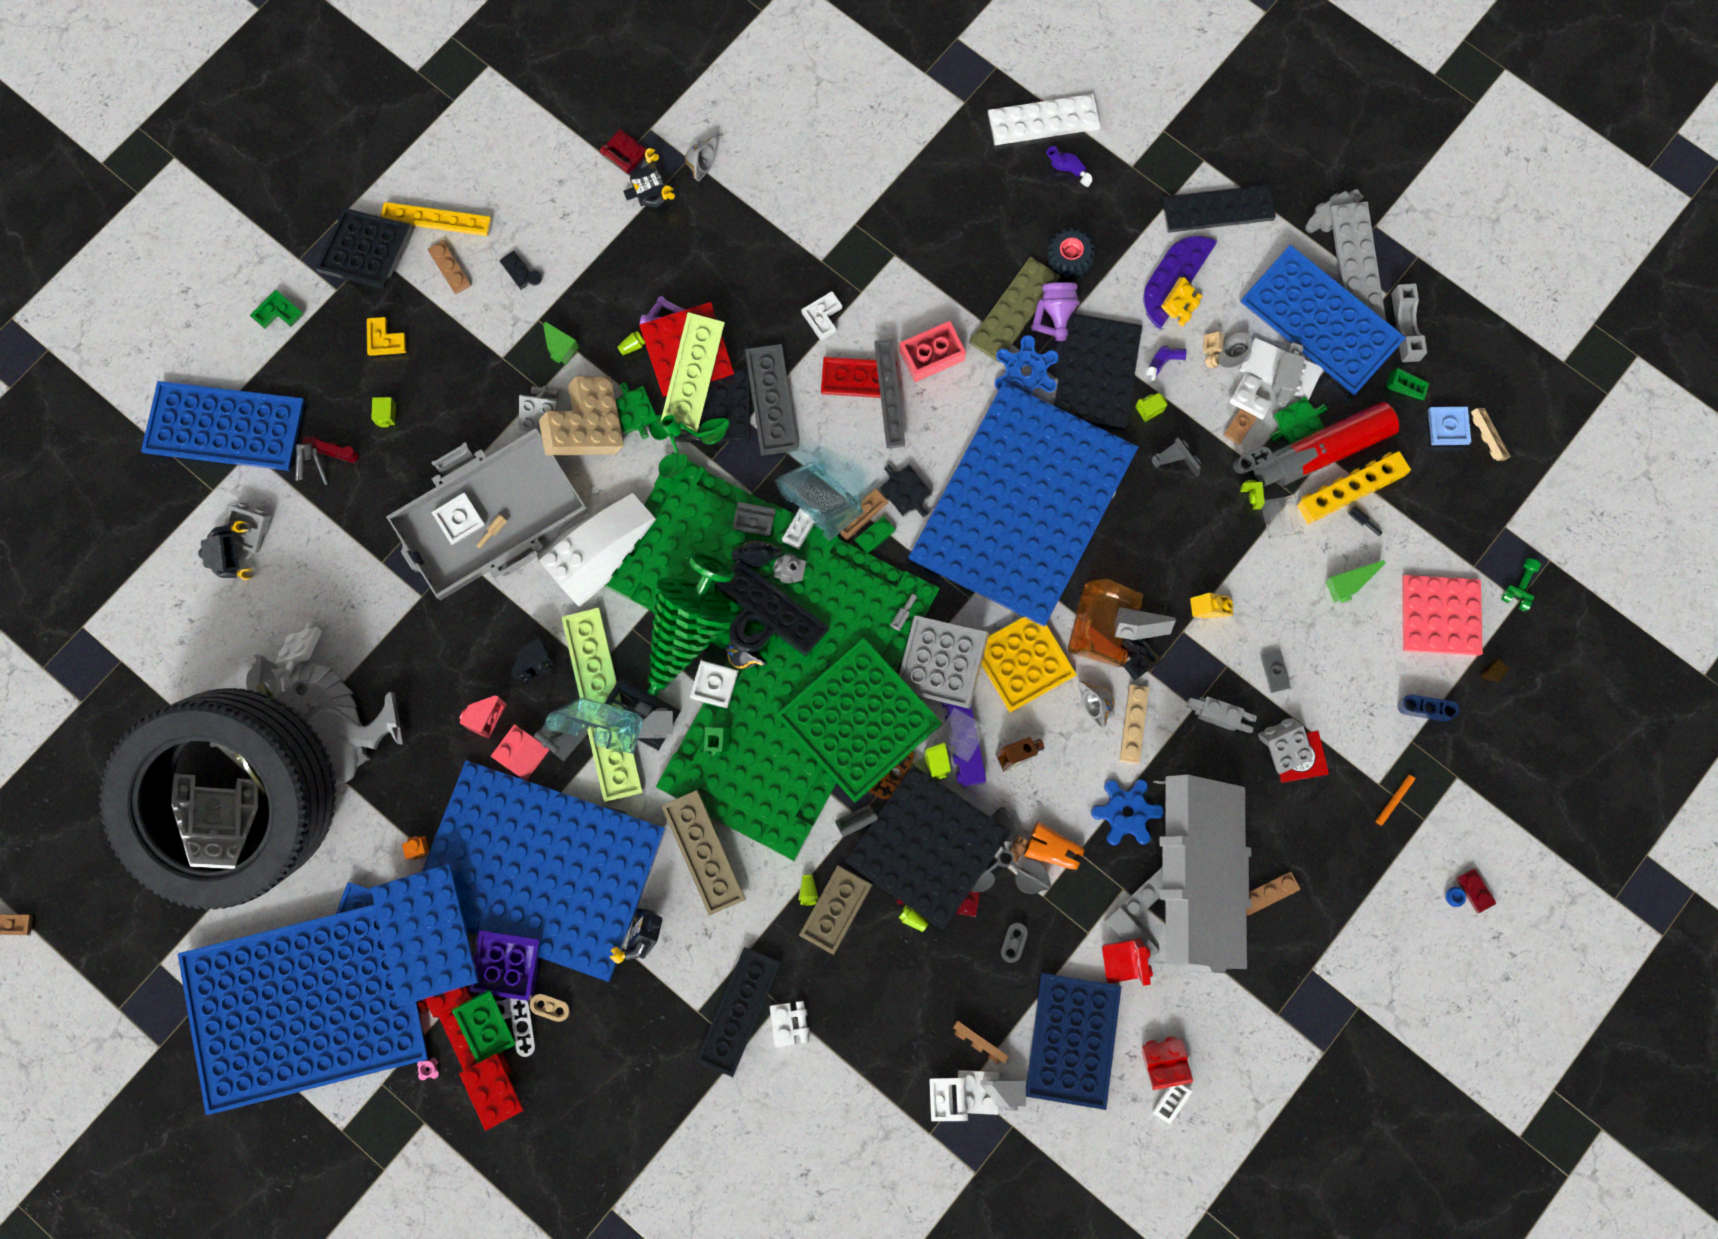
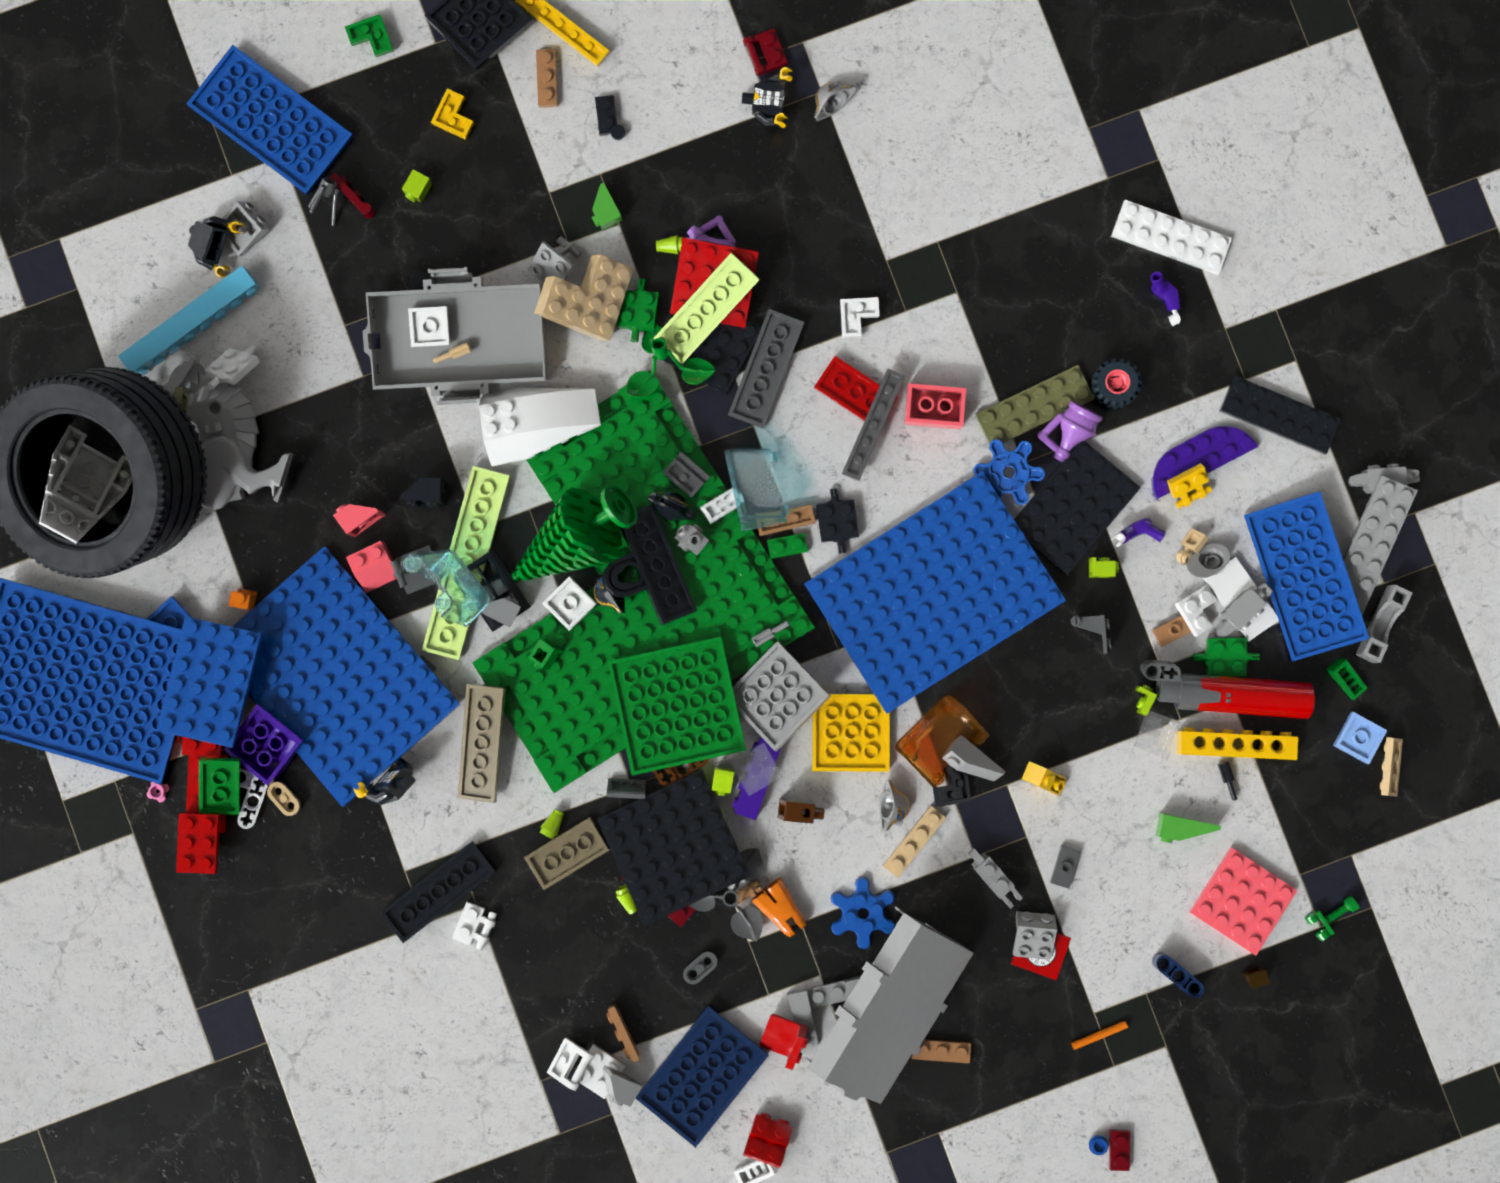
camera: 30 degrees right, 10 degrees up
(241, 627) = (189, 321): none -> medium azure brick

